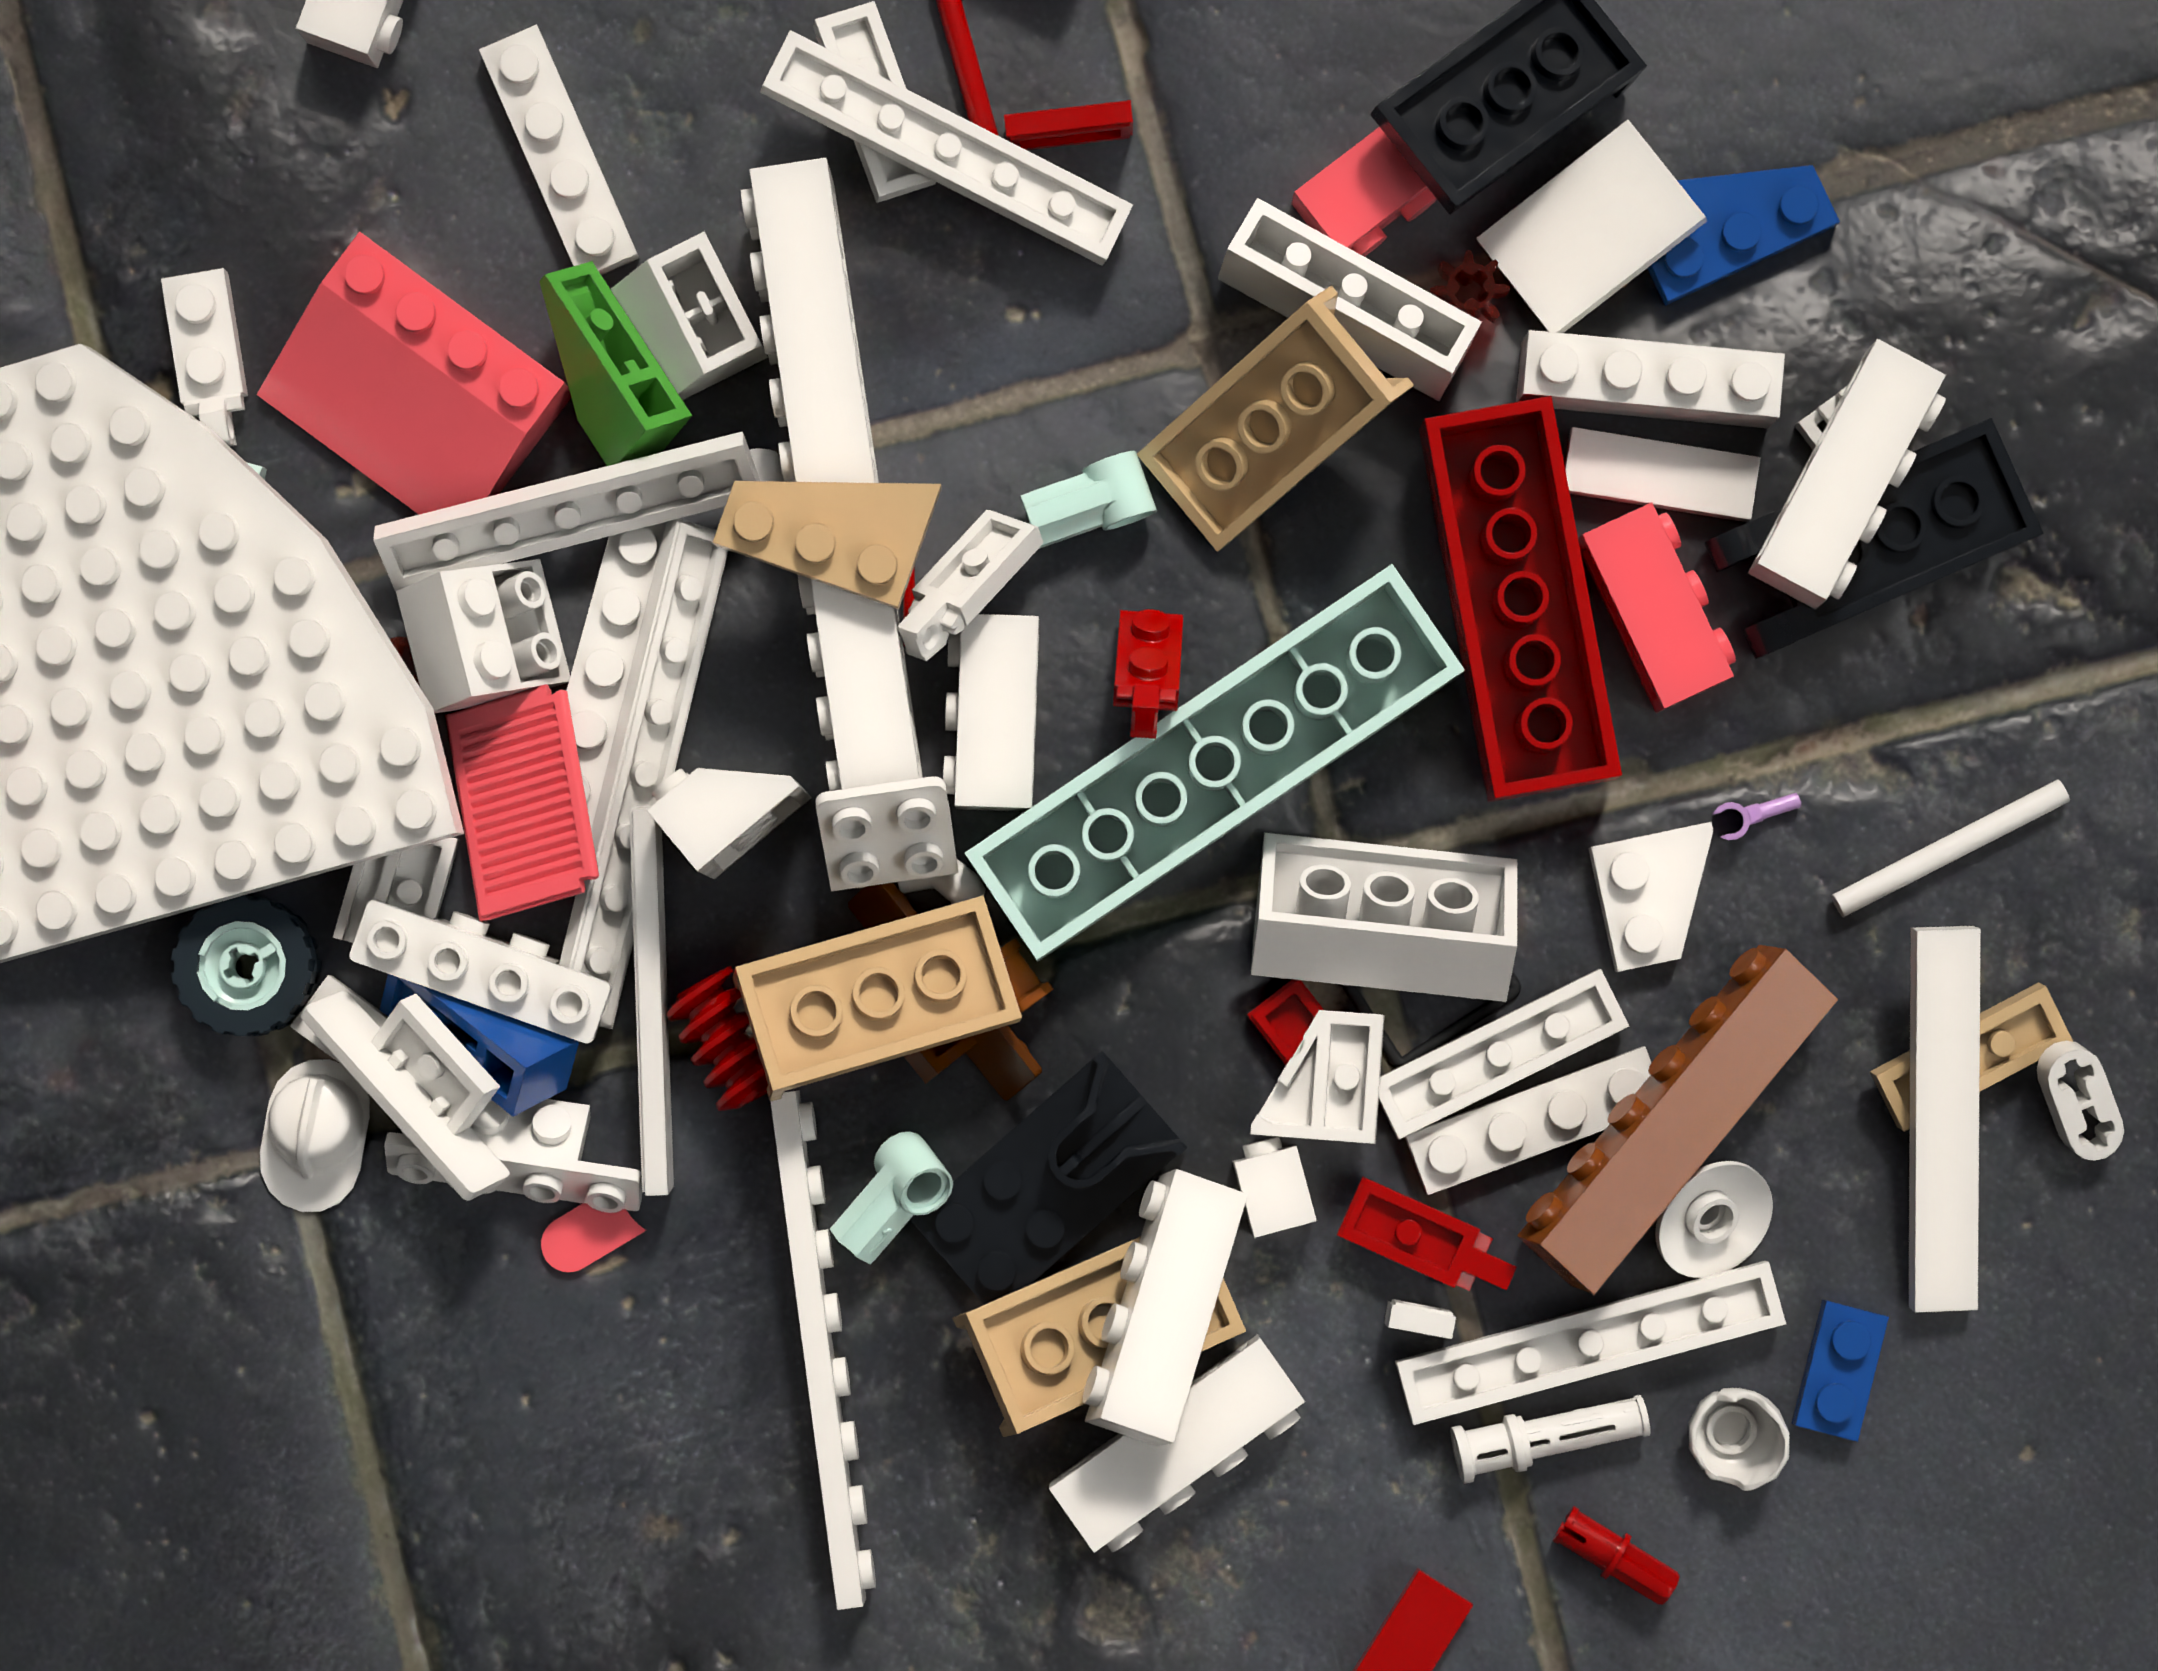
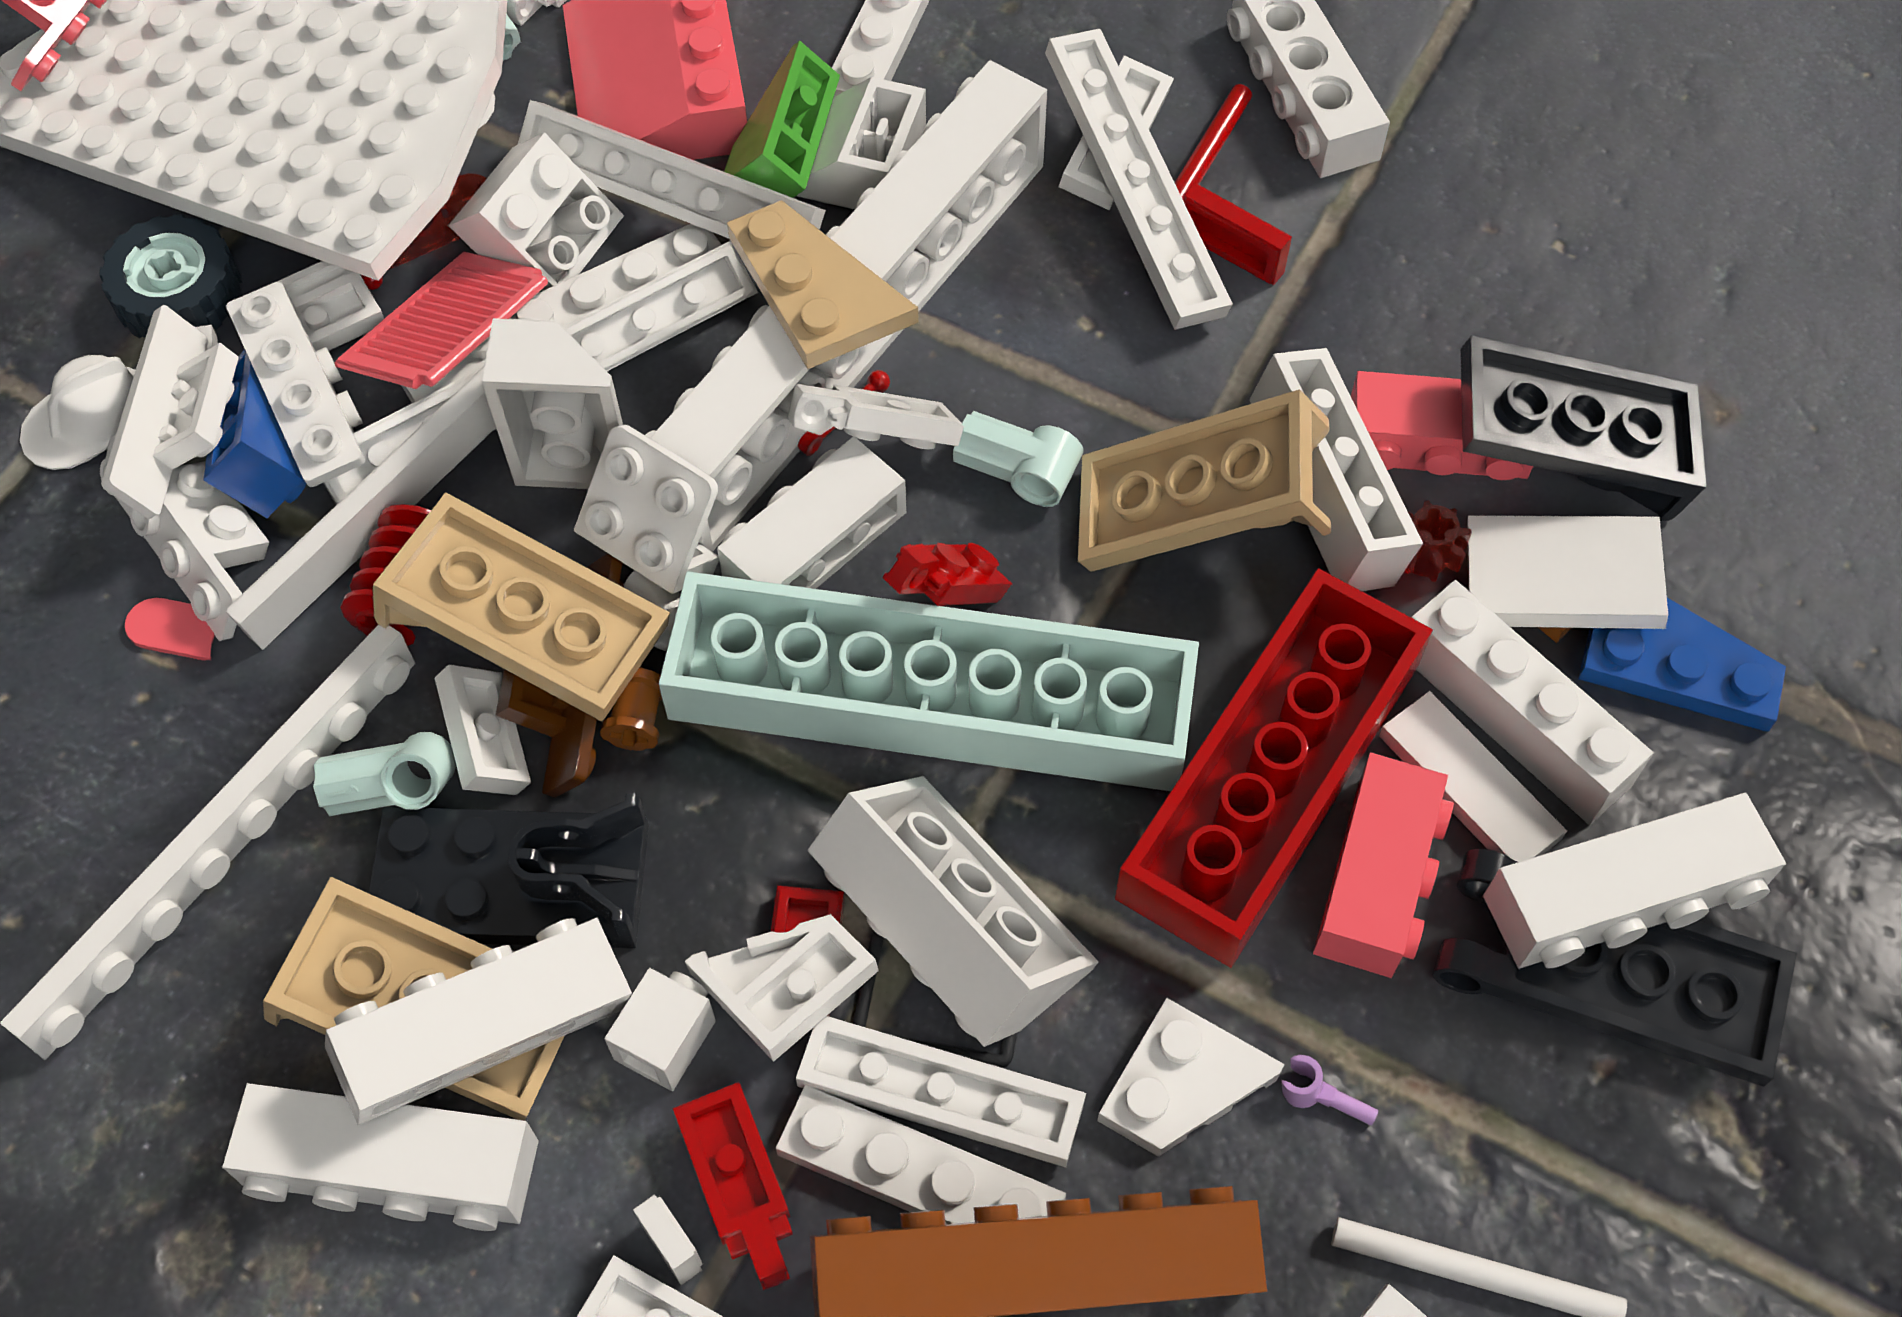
camera: 40 degrees right, 25 degrees down
(934, 1110) = (483, 744): none -> white plate

